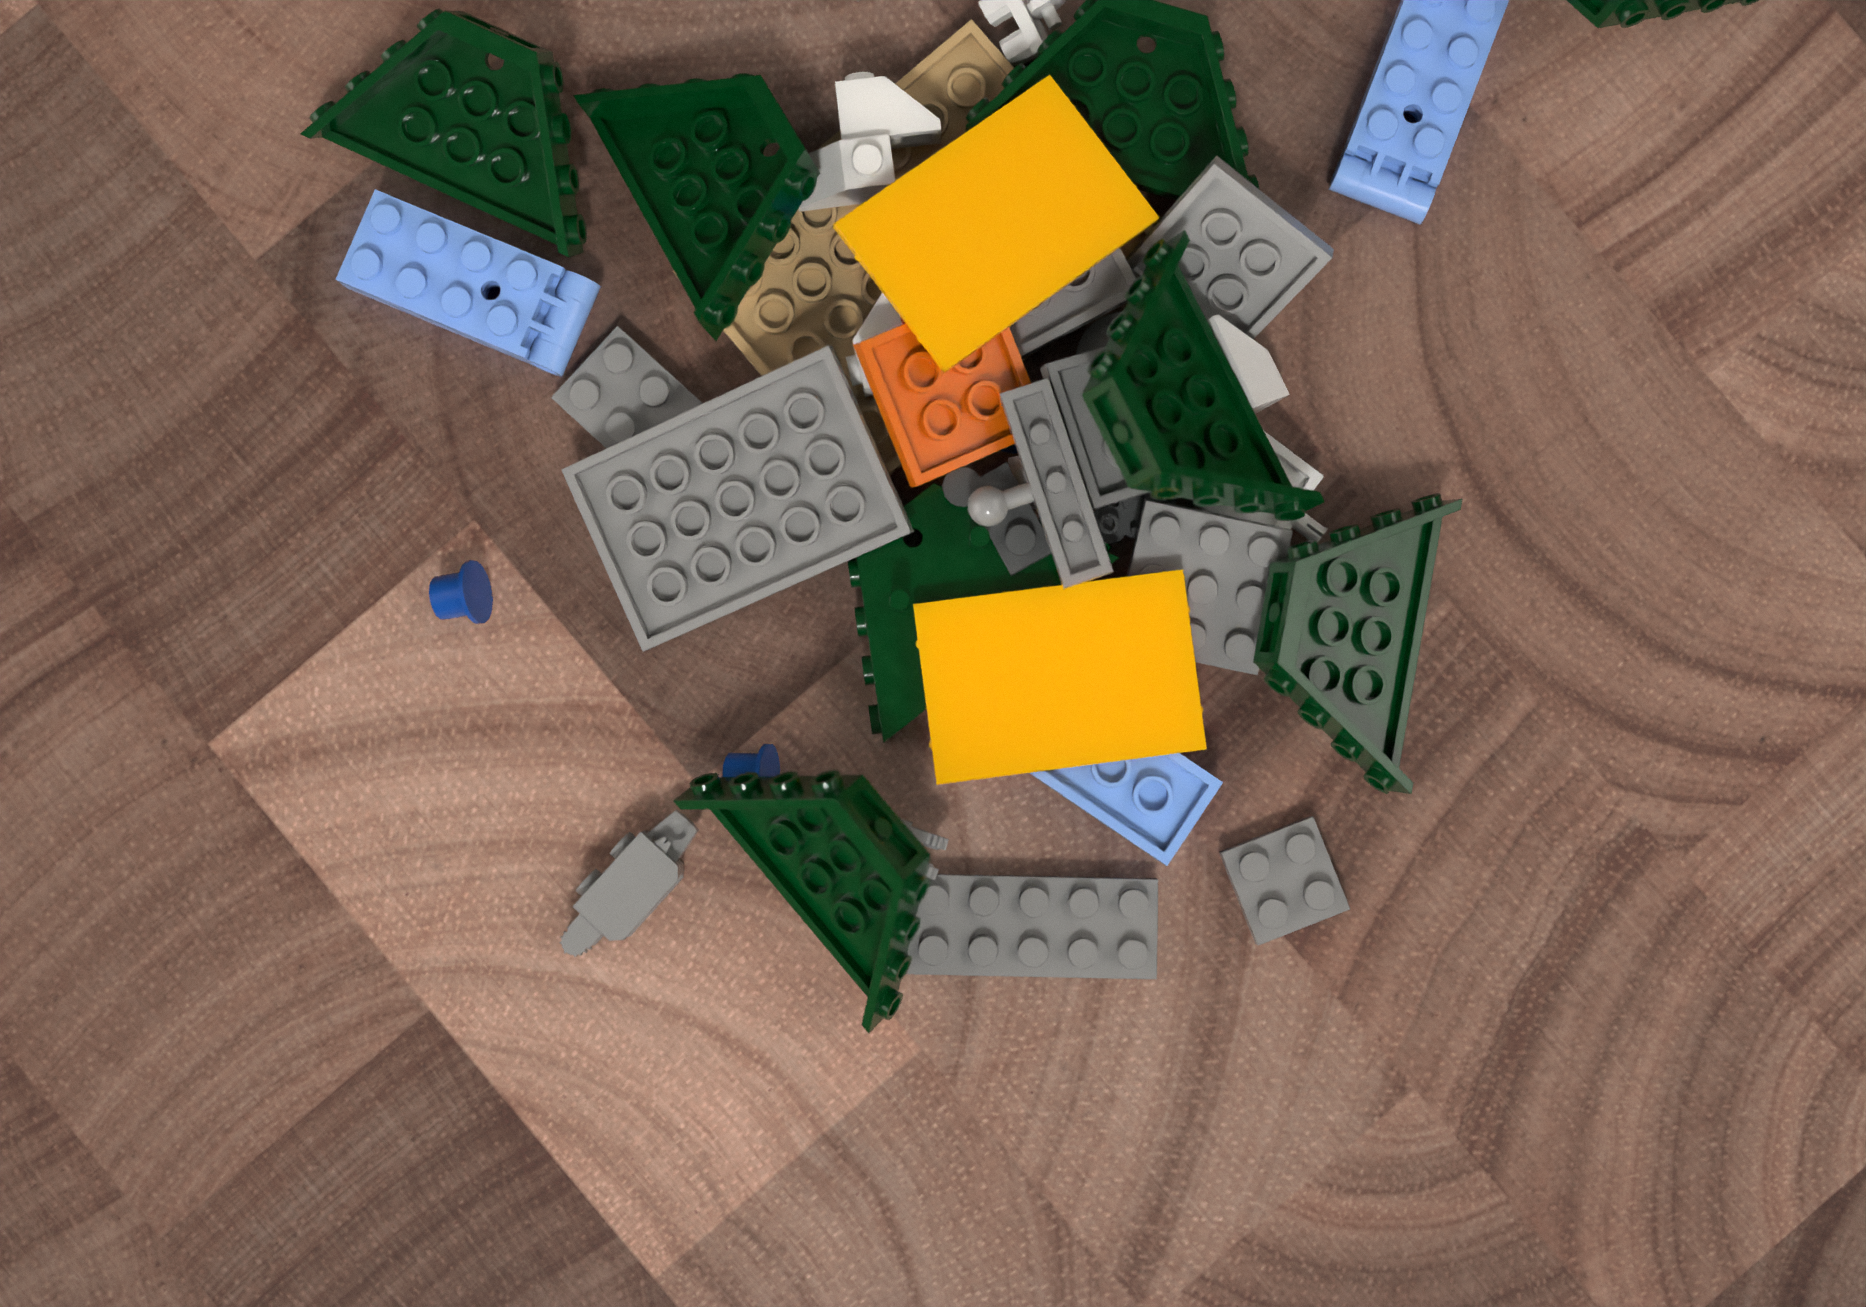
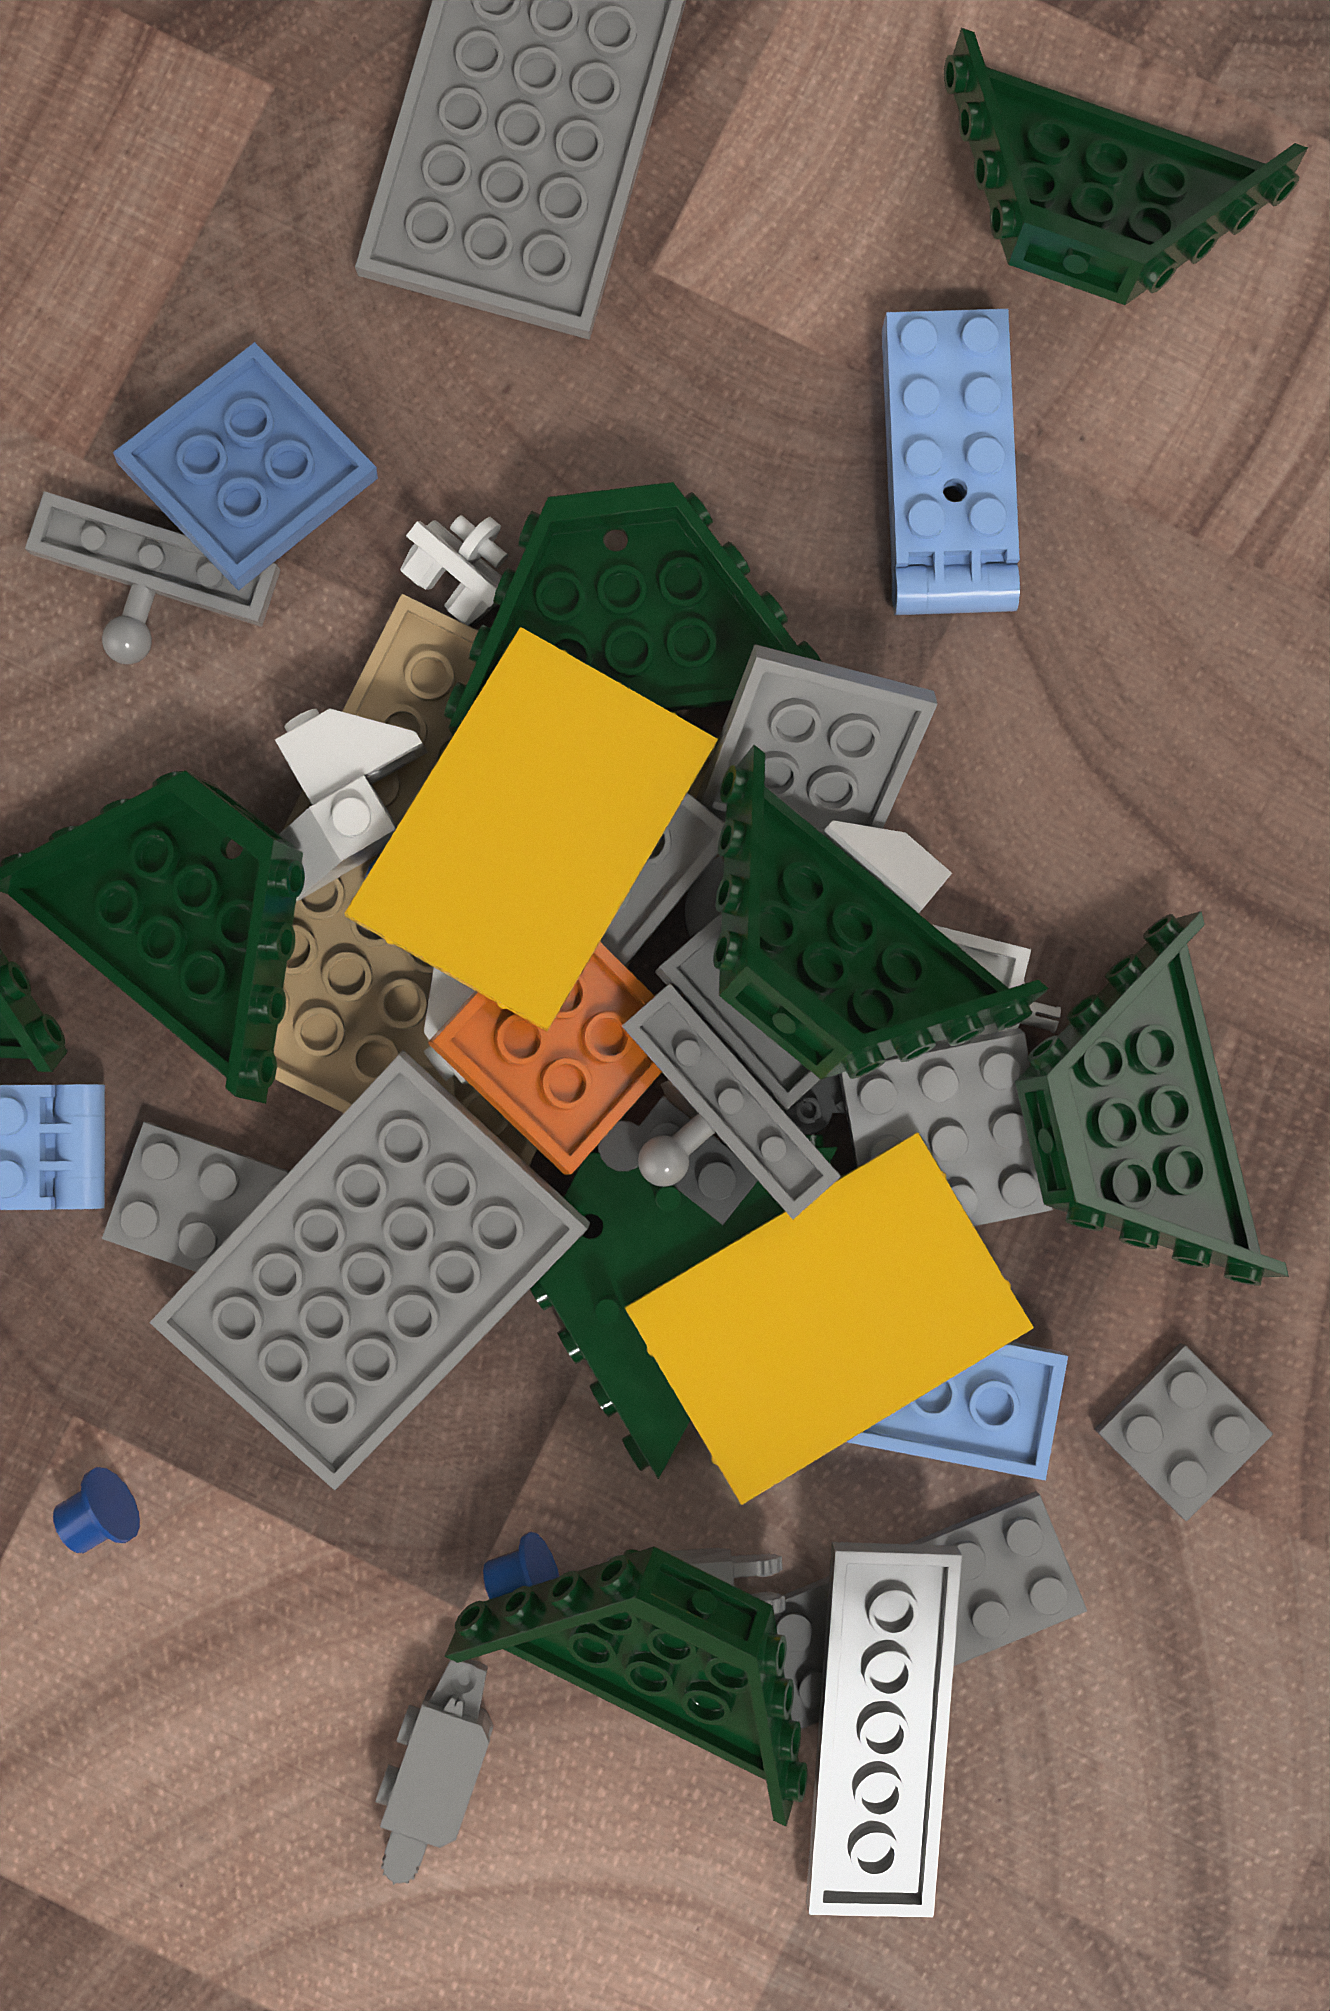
camera: 30 degrees left, 0 degrees up
(969, 996) = (883, 1729): none -> plate

